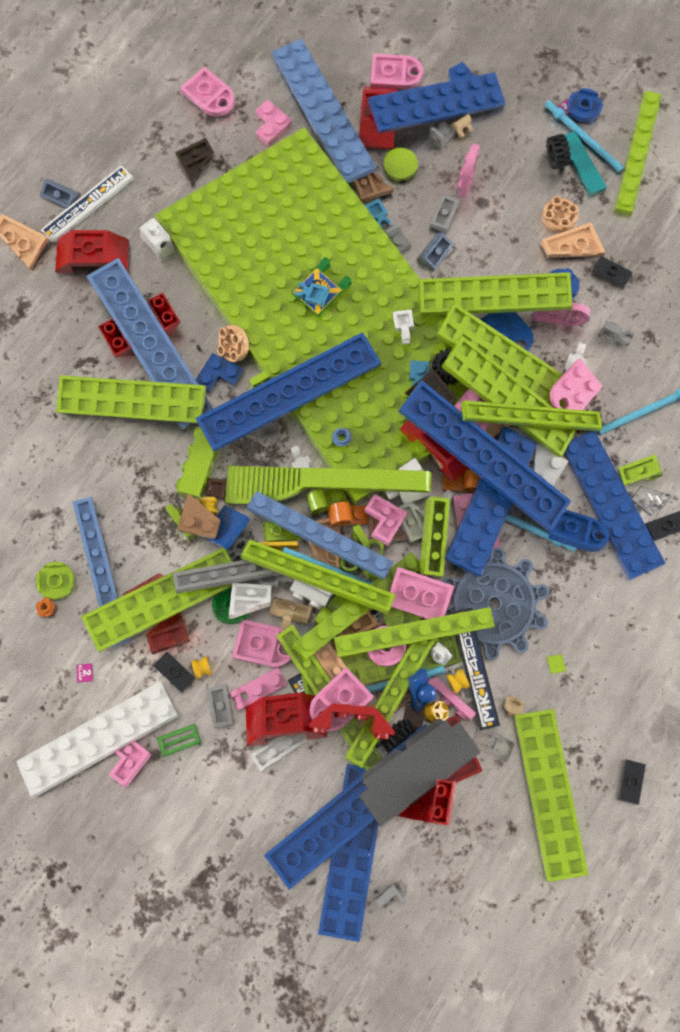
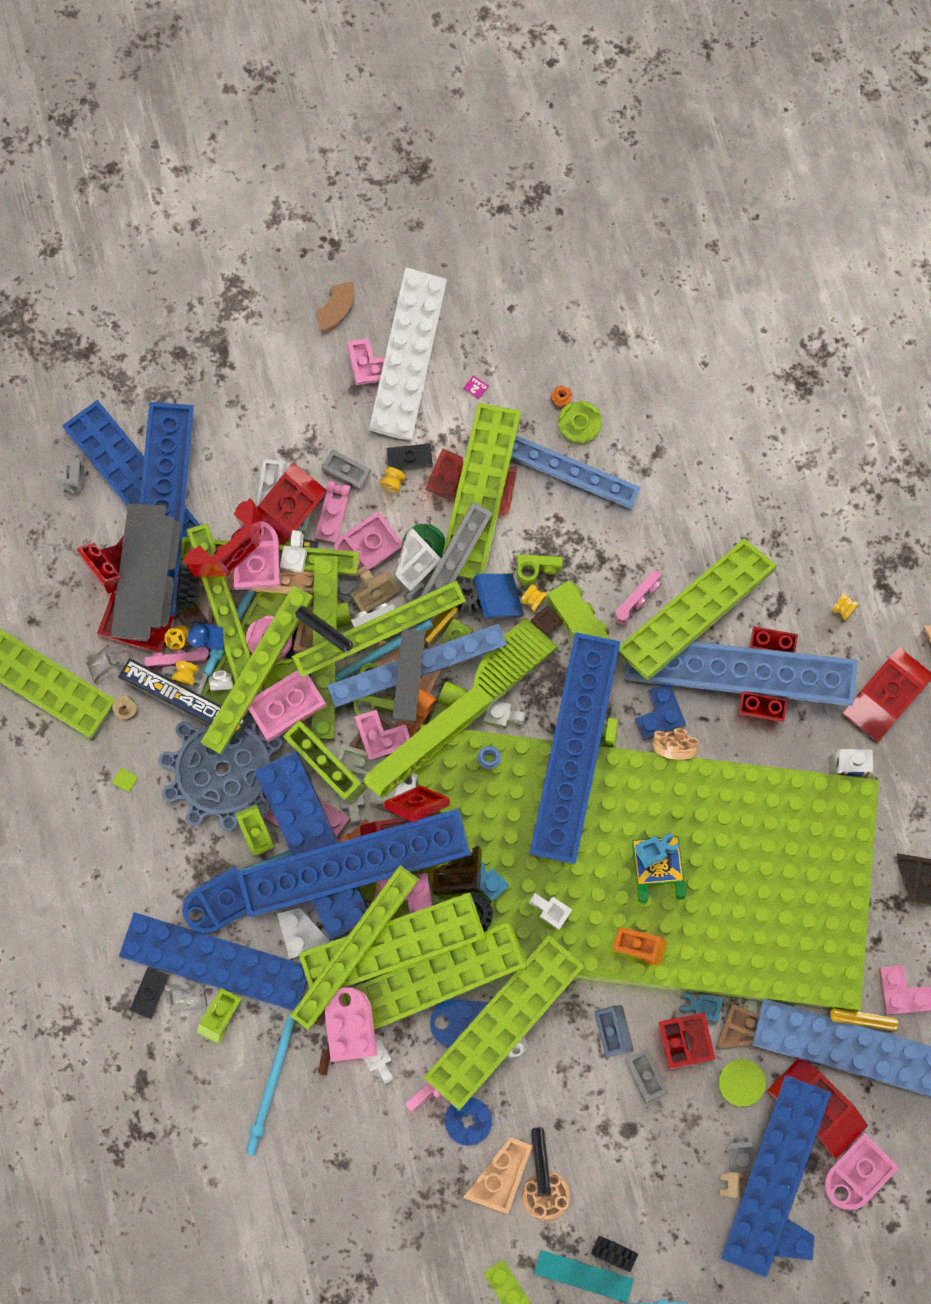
camera: 130 degrees right, 0 degrees up
(54, 319) = (845, 606): none -> yellow wheel
(100, 822) = (337, 307): none -> medium nougat tile
(154, 443) = (637, 598): none -> bright pink plate
(195, 734) = (342, 433): bright green tile -> none
(198, 520) = (524, 574): medium nougat wing -> none
(302, 122) = (864, 1019): none -> yellow axle
(317, 676) = (294, 557): none -> white plate
(332, 529) = (408, 675): none -> dark grey tile
(352, 605) = (324, 629): none -> black axle
(379, 258) = (641, 945): none -> orange plate
(397, 237) = (658, 1001): light grey bracket -> none
(407, 213) = (675, 1043): none -> red brick
(414, 447) = (417, 803): none -> red plate
(467, 172) = (672, 1139): bright pink plate -> none
(516, 544) = (254, 830): none -> lime plate
(545, 228) = (541, 1162): none -> black axle
(606, 391) = (324, 1061): none -> dark orange piece
(612, 272) = (438, 1188): black plate -> none
(614, 332) = (377, 1124): light grey plate -> none

